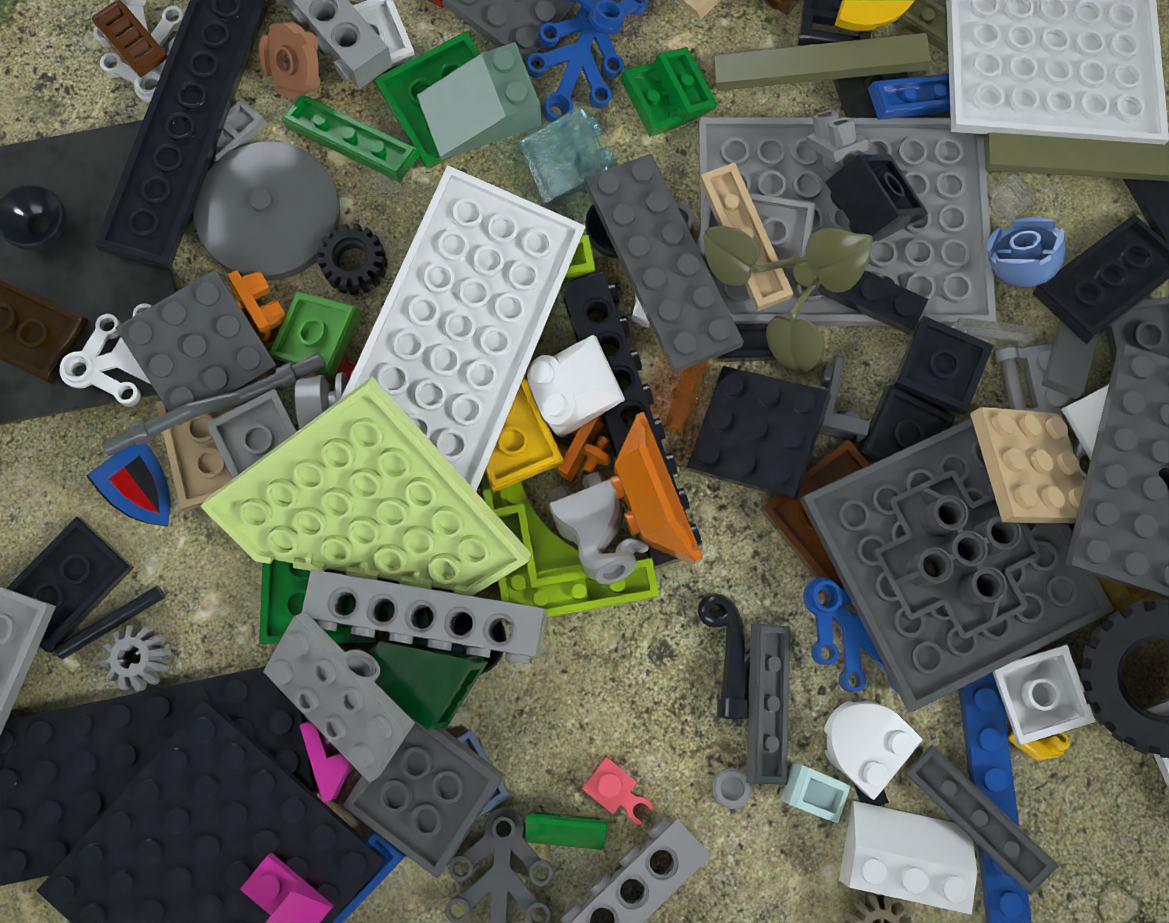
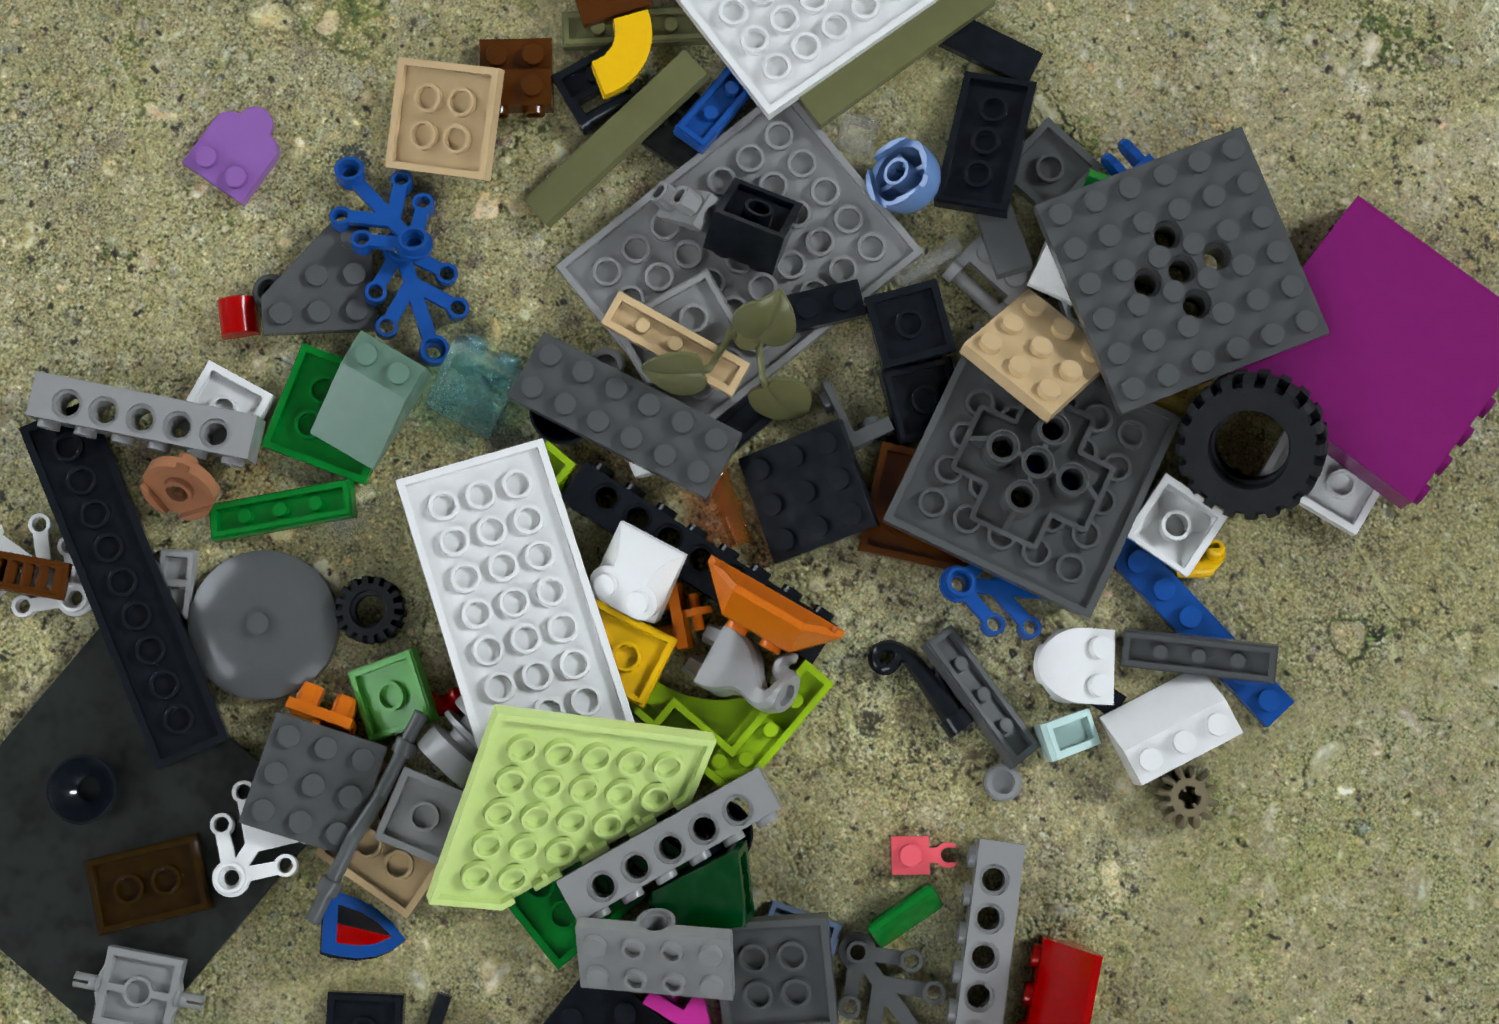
camera: 35 degrees left, 5 degrees up
(668, 91) = (510, 260): green slope -> none

